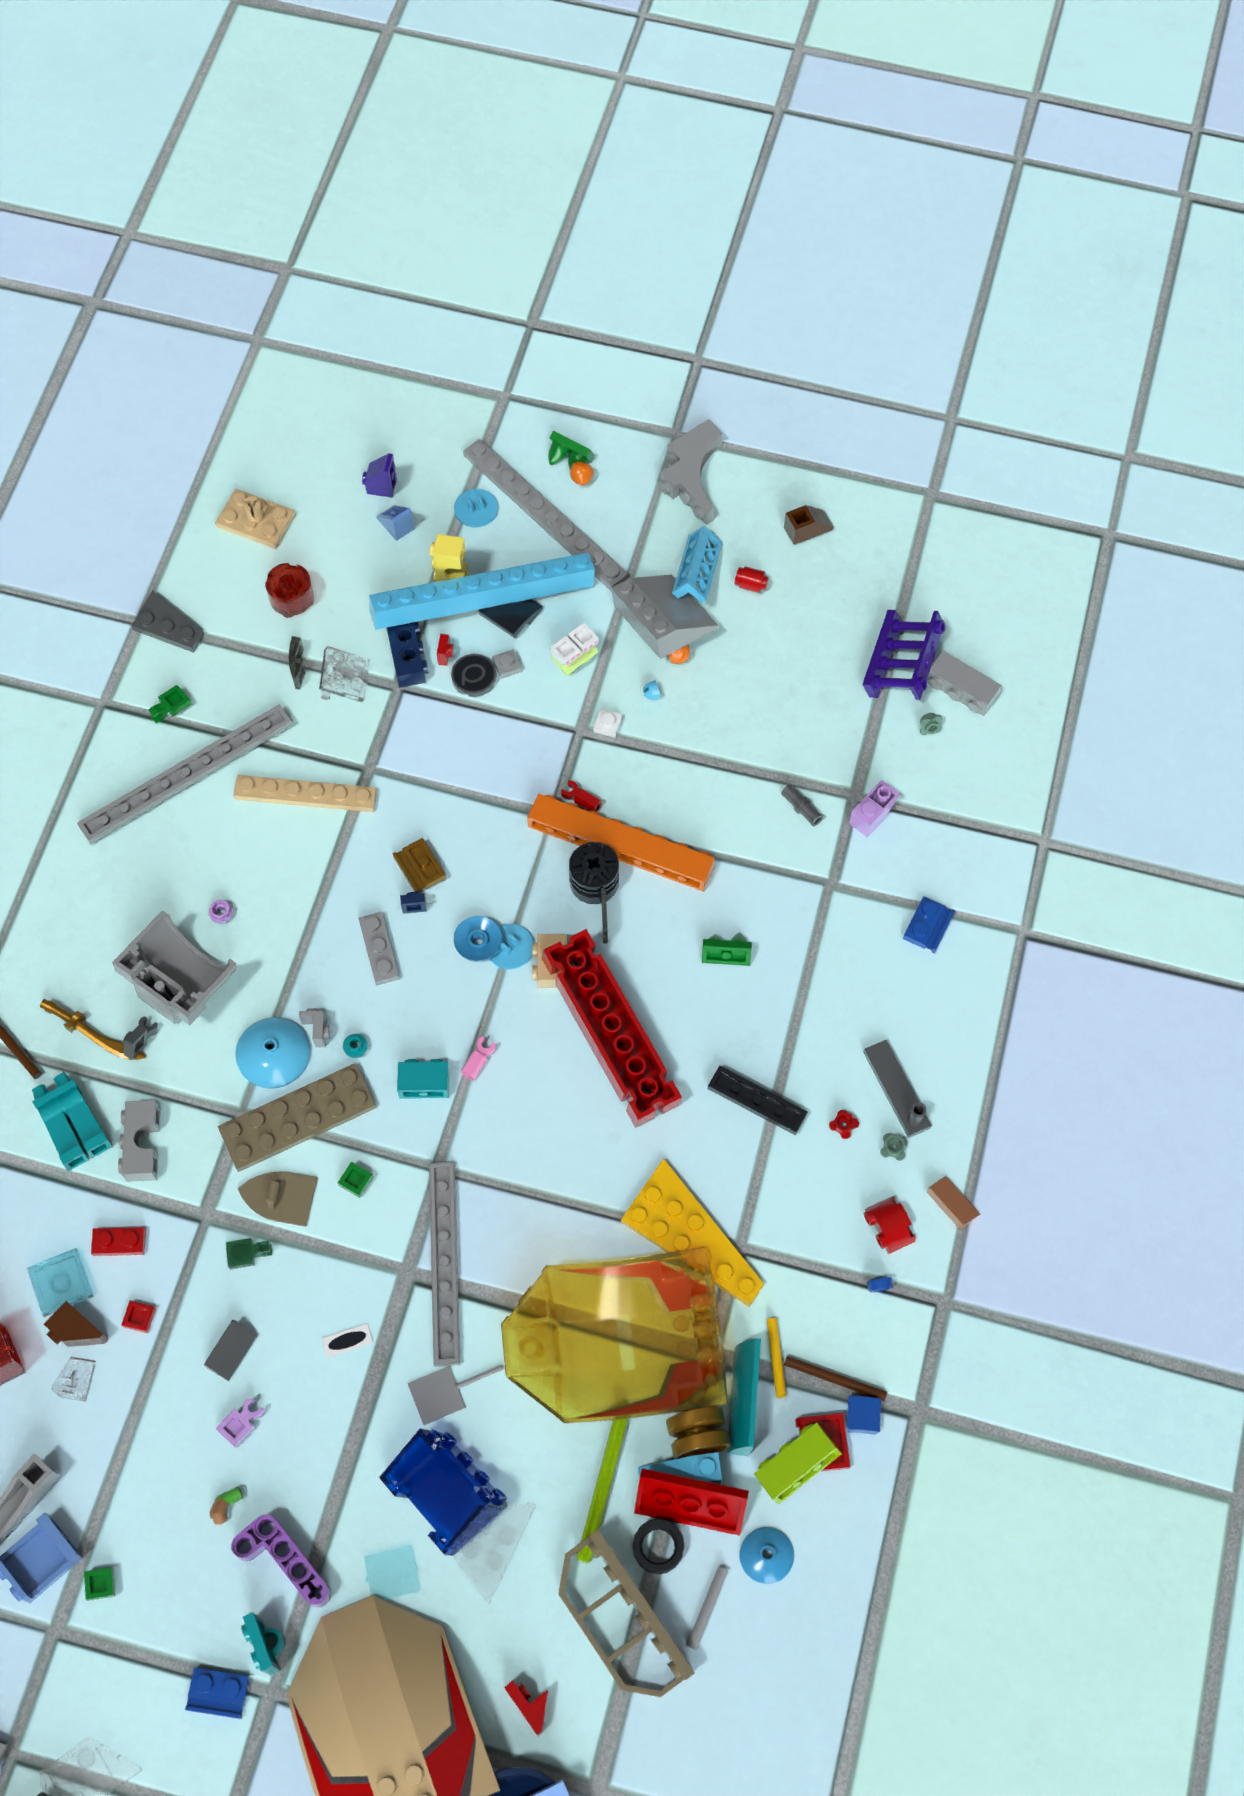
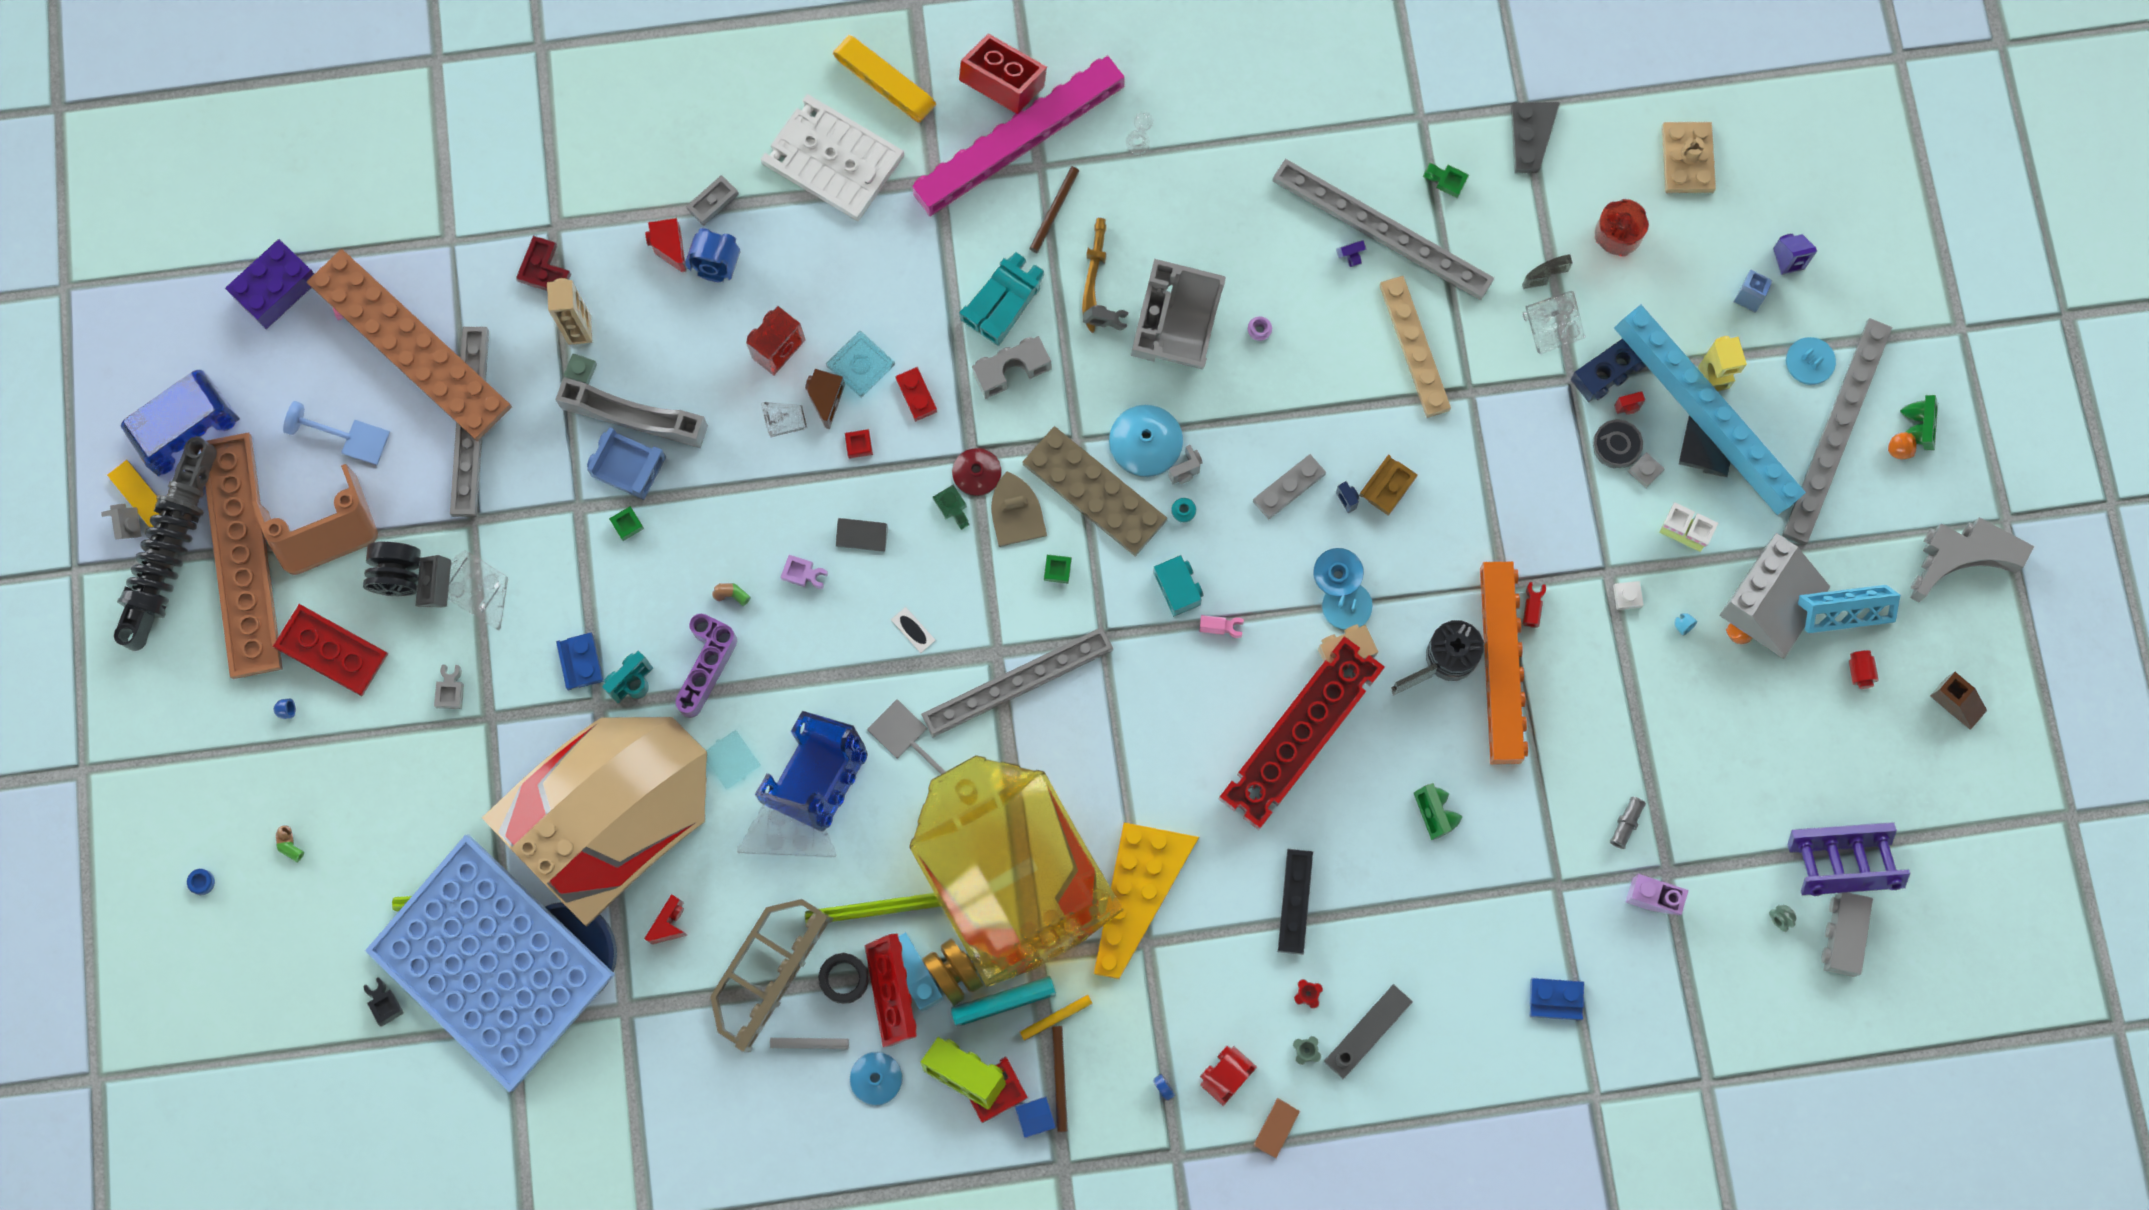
camera: 70 degrees right, 10 degrees up
(193, 806) = (1351, 252): none -> dark purple tile
(224, 1228) = (976, 483): none -> dark red dish

